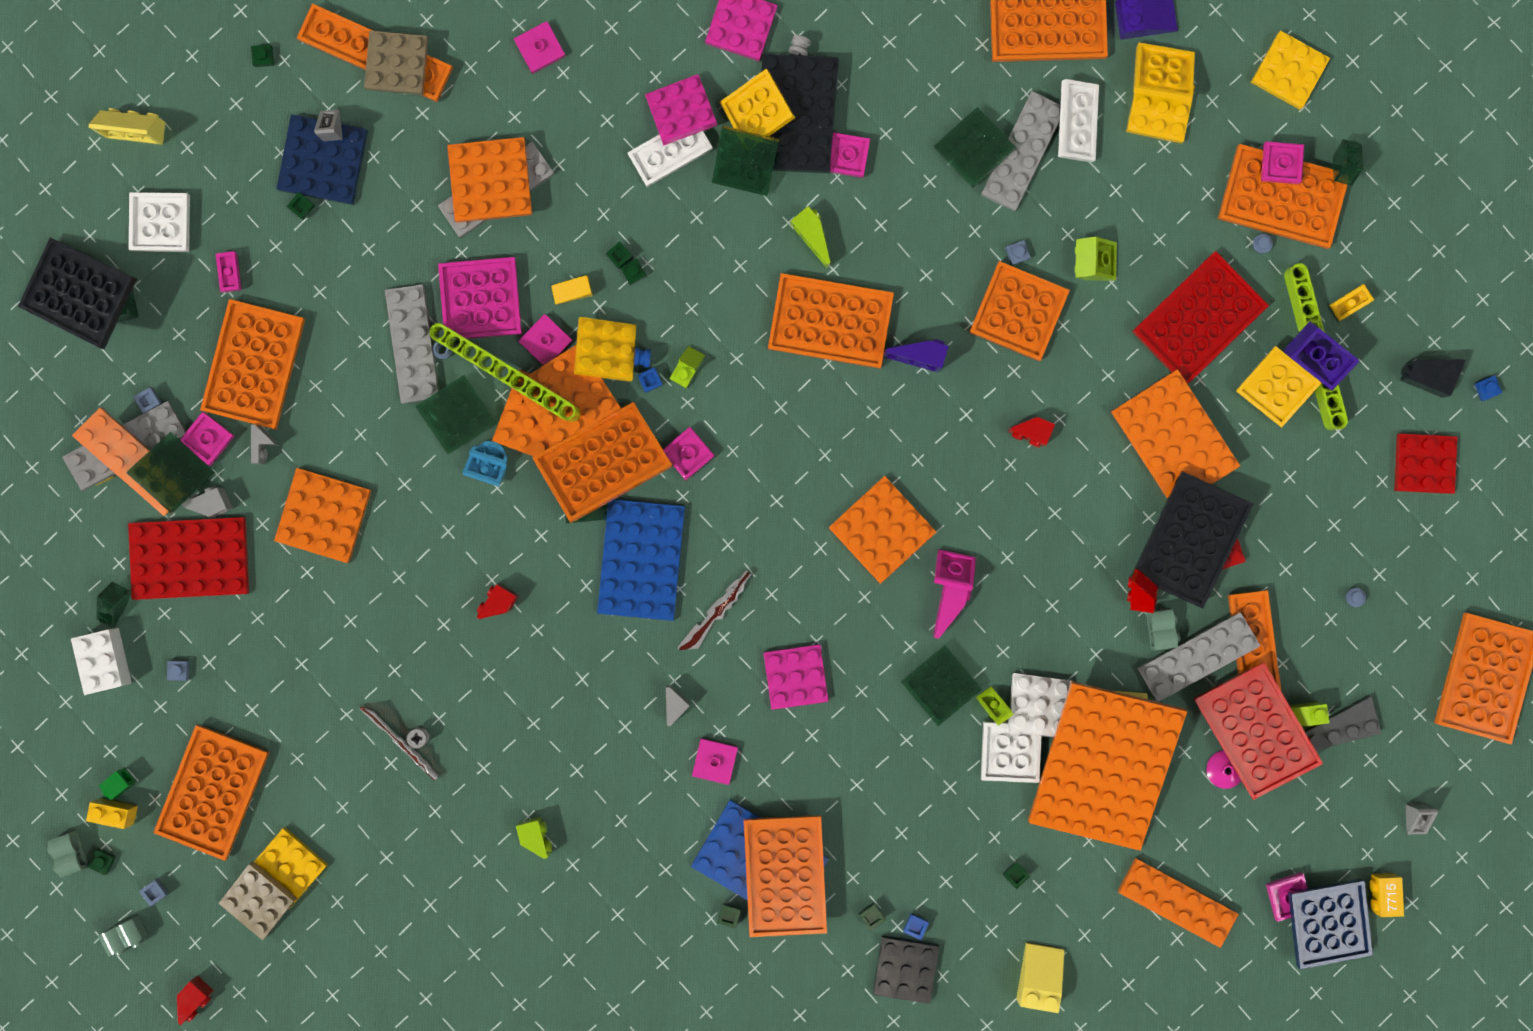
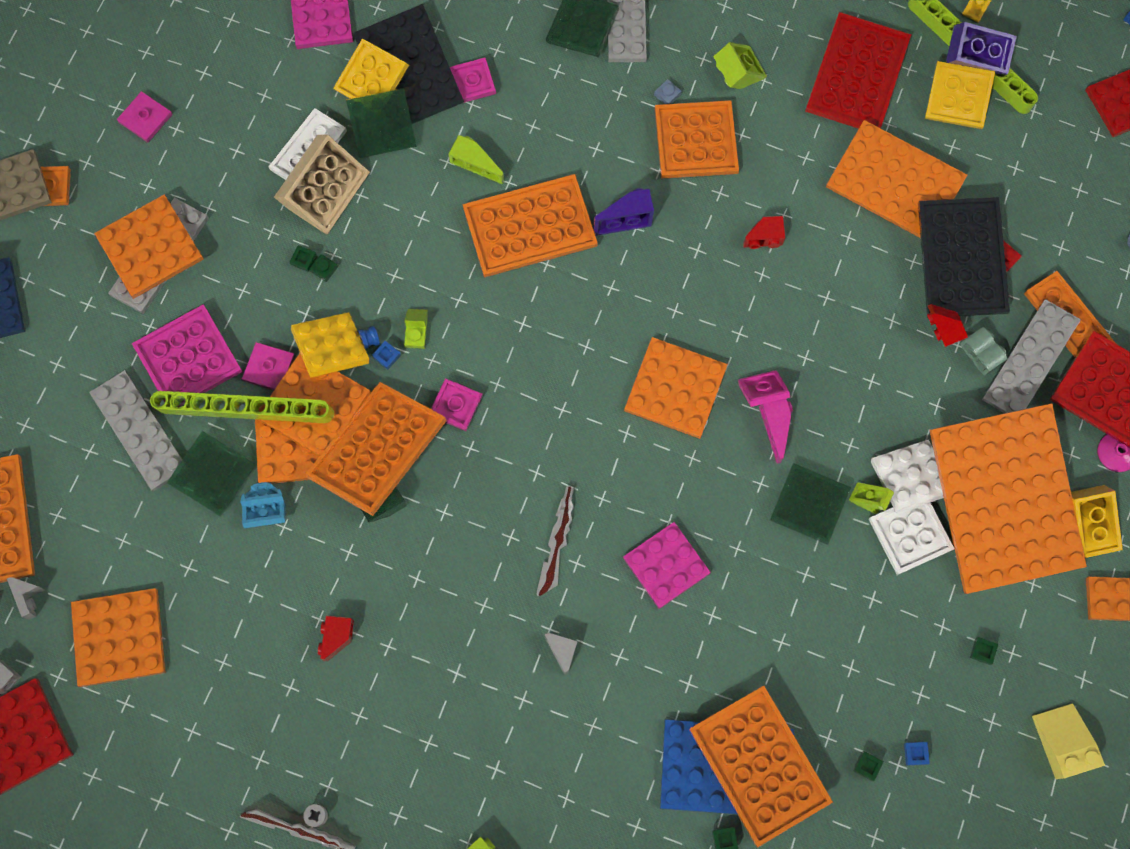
camera: 30 degrees left, 15 degrees down
(436, 350) = (164, 422): sand blue plate -> none
(572, 290) = (273, 309): yellow slope -> none
(641, 560) = (459, 527): blue plate -> none
(666, 193) = (322, 183): none -> tan slope
(681, 109) = (301, 108): dark pink plate -> none
(714, 761) = (630, 688): dark pink plate -> none
(799, 45) = (382, 10): light grey wheel -> none
(905, 969) = (931, 805): black plate -> none
(1171, 817) = (1097, 520): none -> yellow slope
(1433, 375) = (1085, 26): black slope -> none

